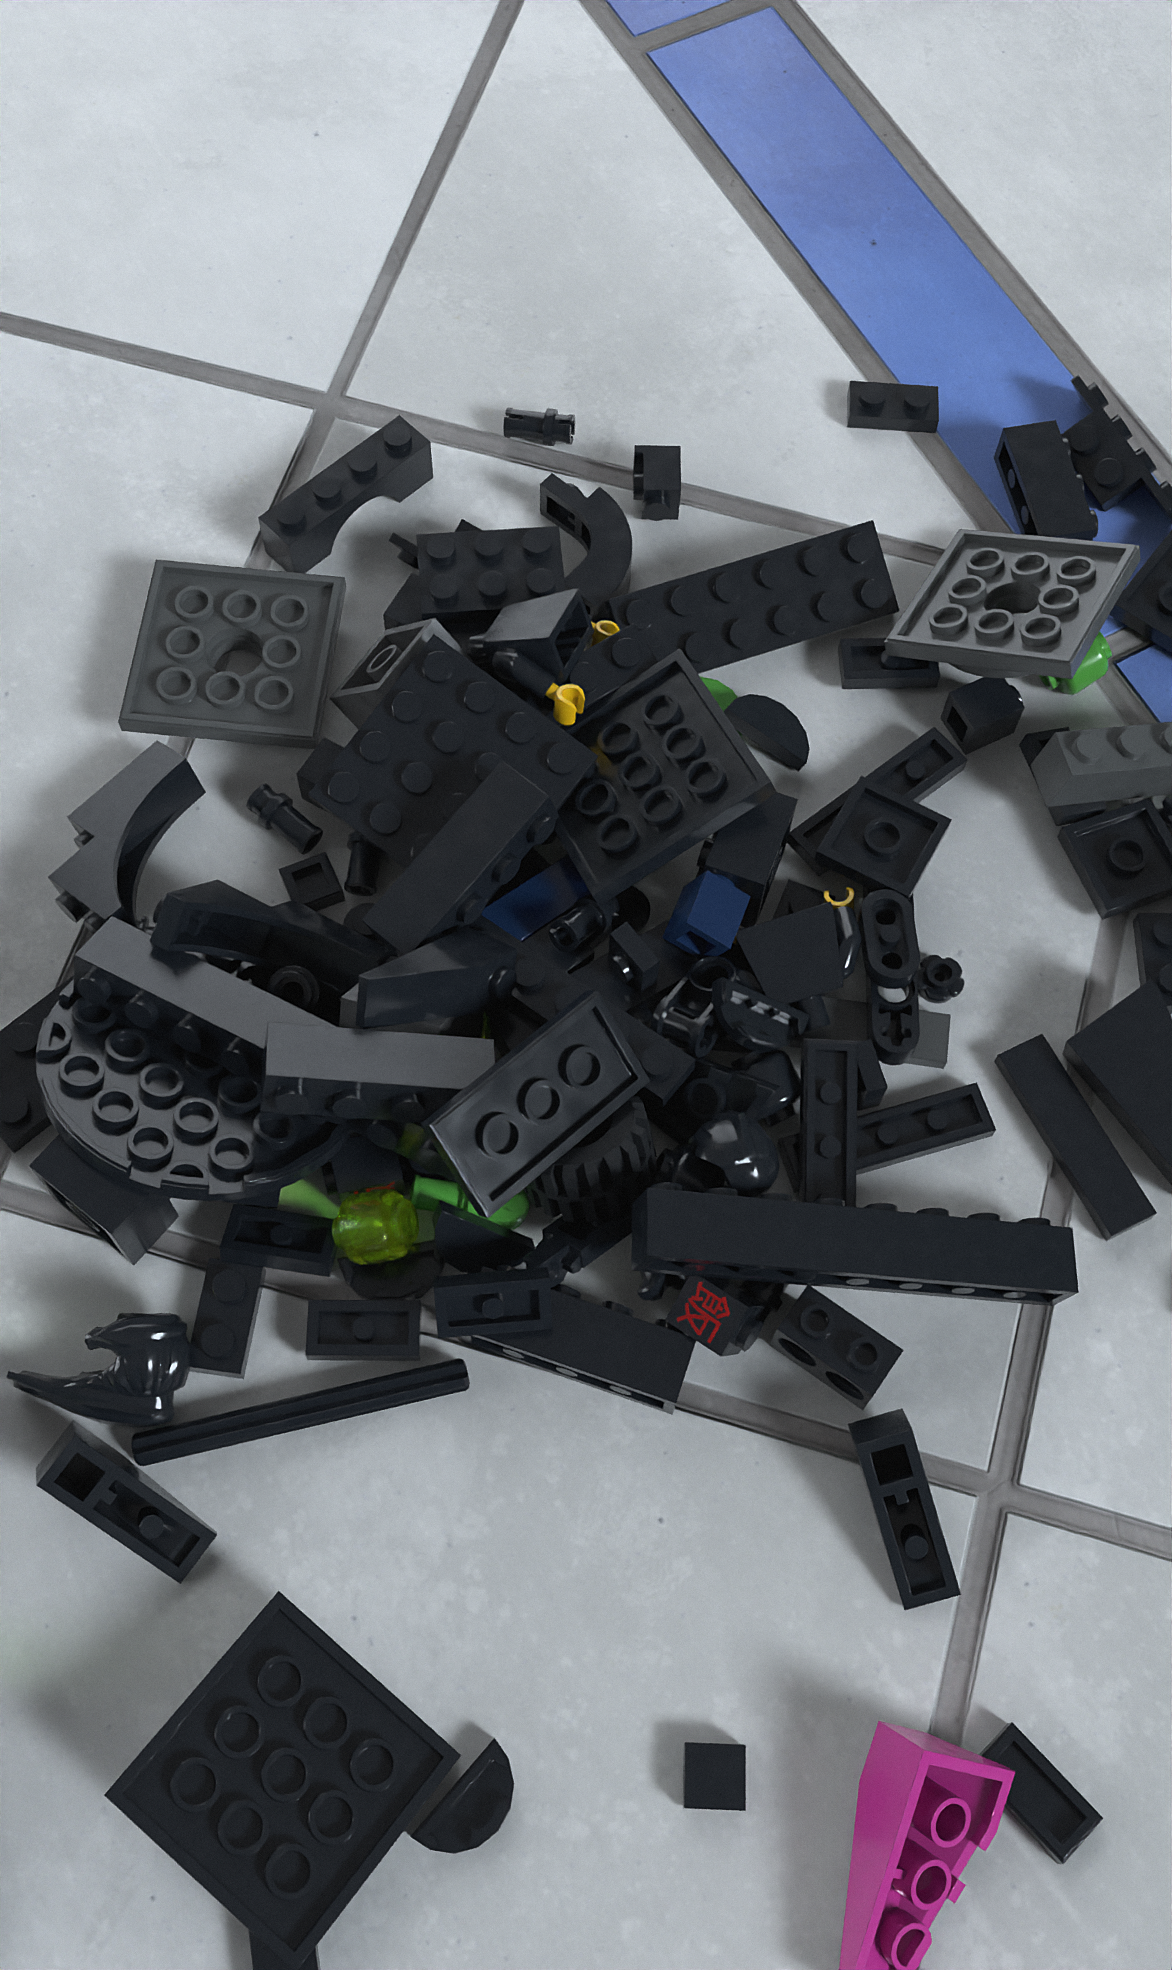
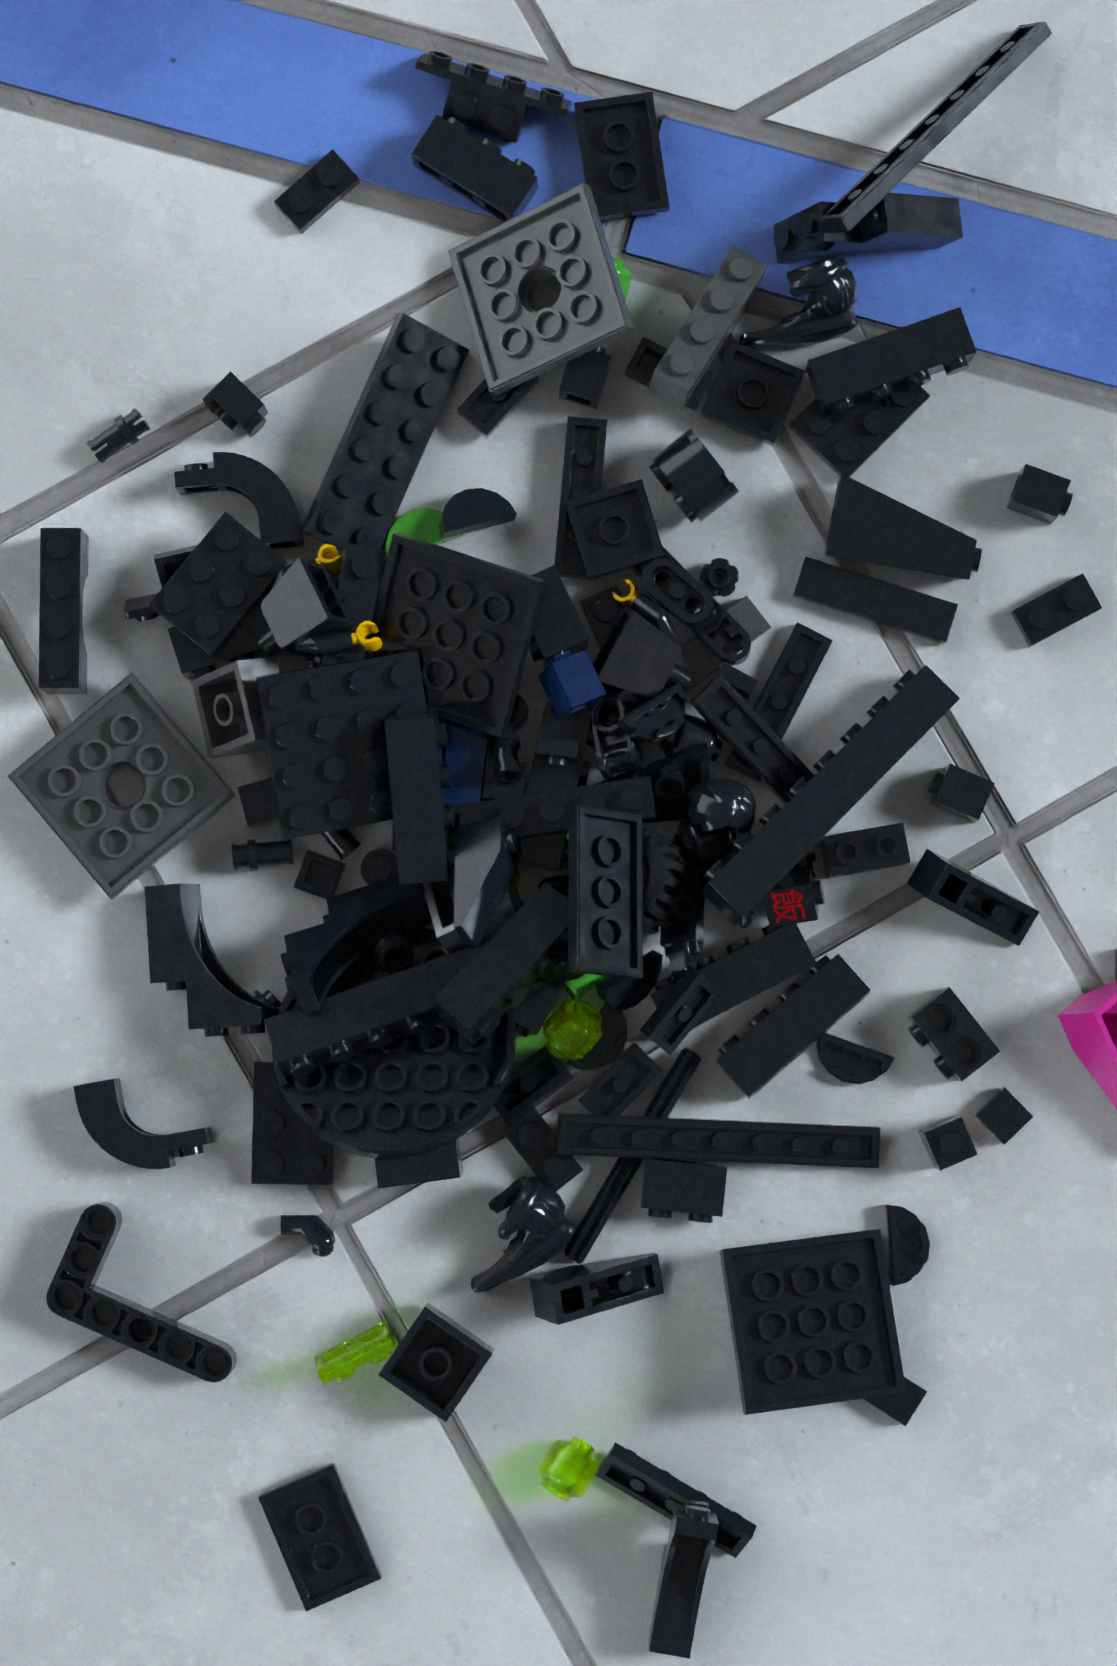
camera: 40 degrees left, 20 degrees up
(312, 1493) = (683, 1188): none -> black brick
(401, 1487) = (717, 1140): none -> black tile
(589, 1444) = (793, 1025): none -> black brick
(612, 1548) = (850, 1060): none -> black tile
(626, 1737) = (947, 1142): none -> black brick
(758, 1629) = (960, 1027): none -> black brick
(990, 1389) = (960, 792): none -> black brick
(1001, 865) = (694, 475): none -> black brick

